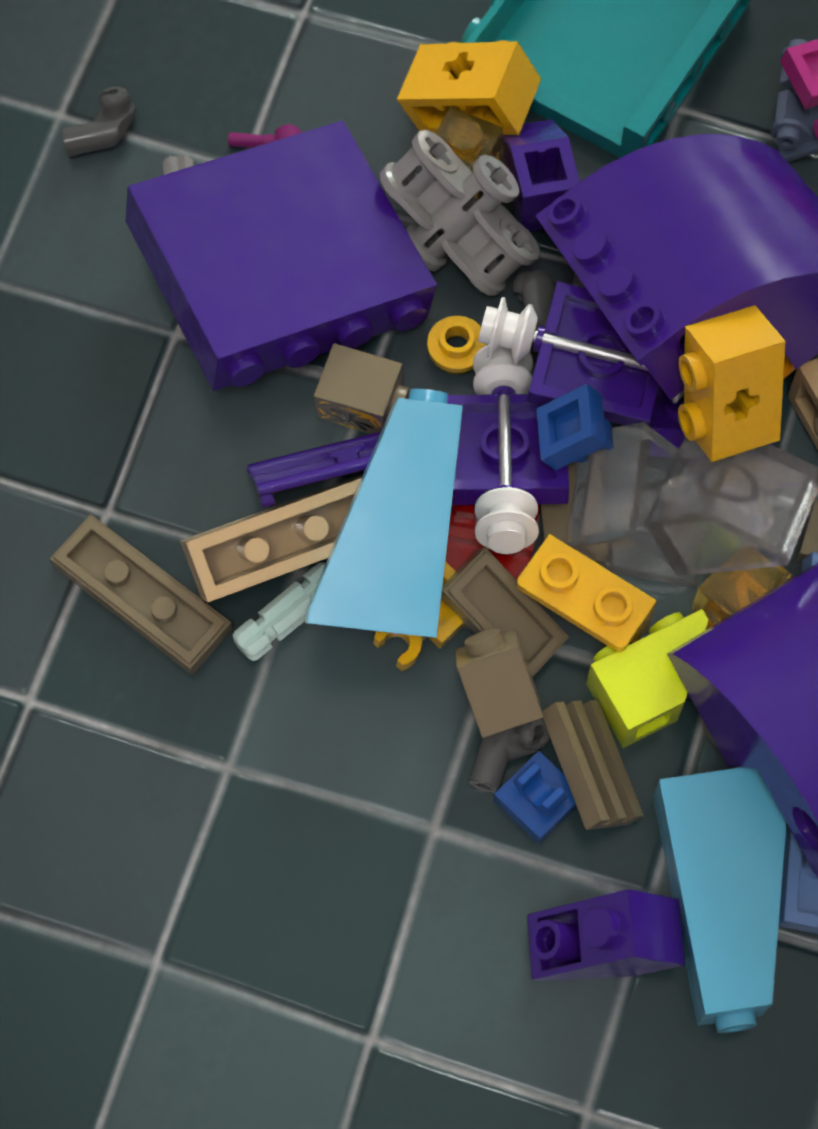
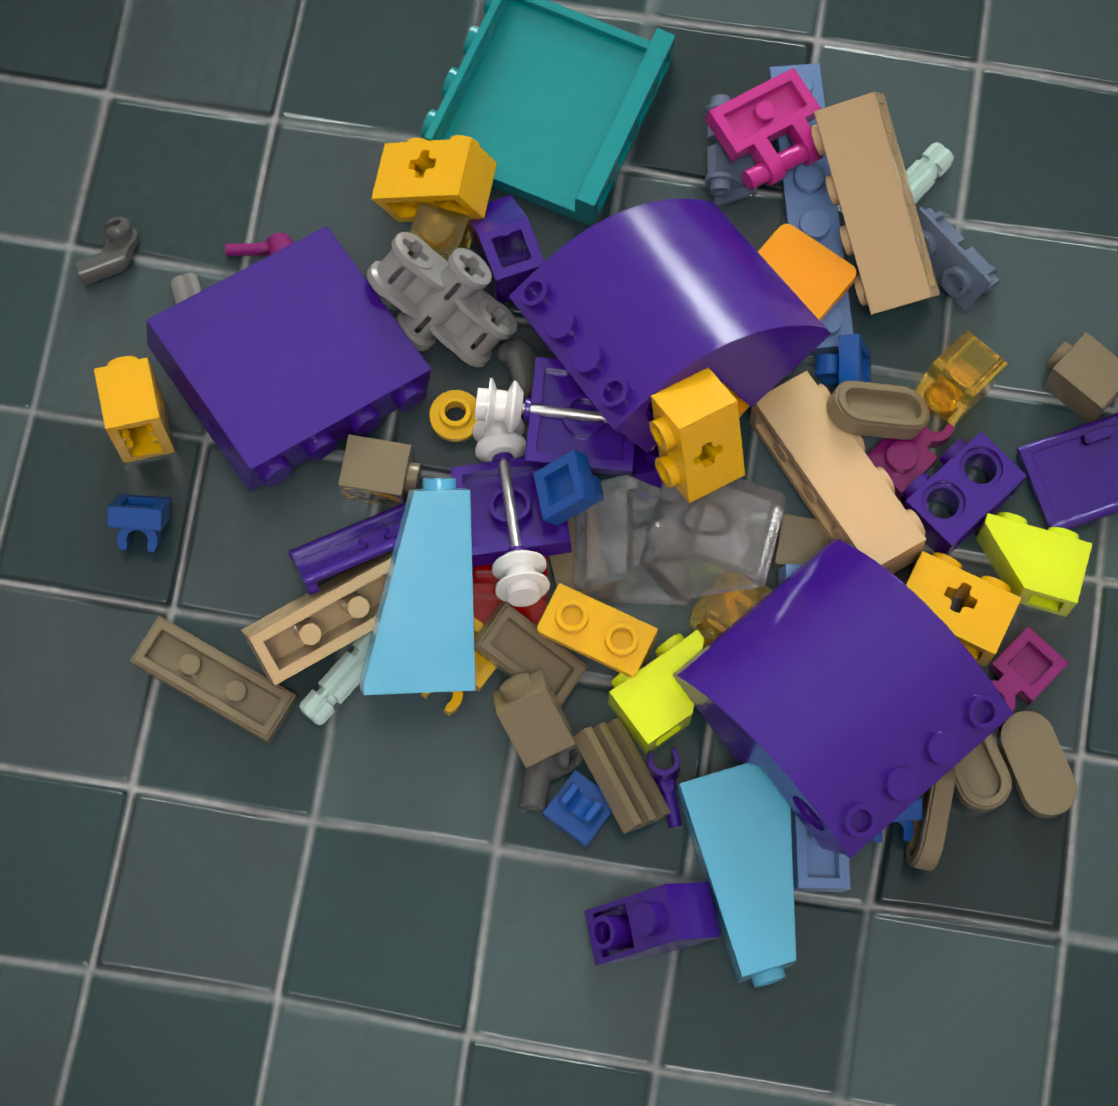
camera: 10 degrees left, 5 degrees up
(87, 401) = (139, 513): none -> blue tile
(99, 284) = (134, 409): none -> yellow brick
(642, 778) = (667, 785): none -> dark purple hand

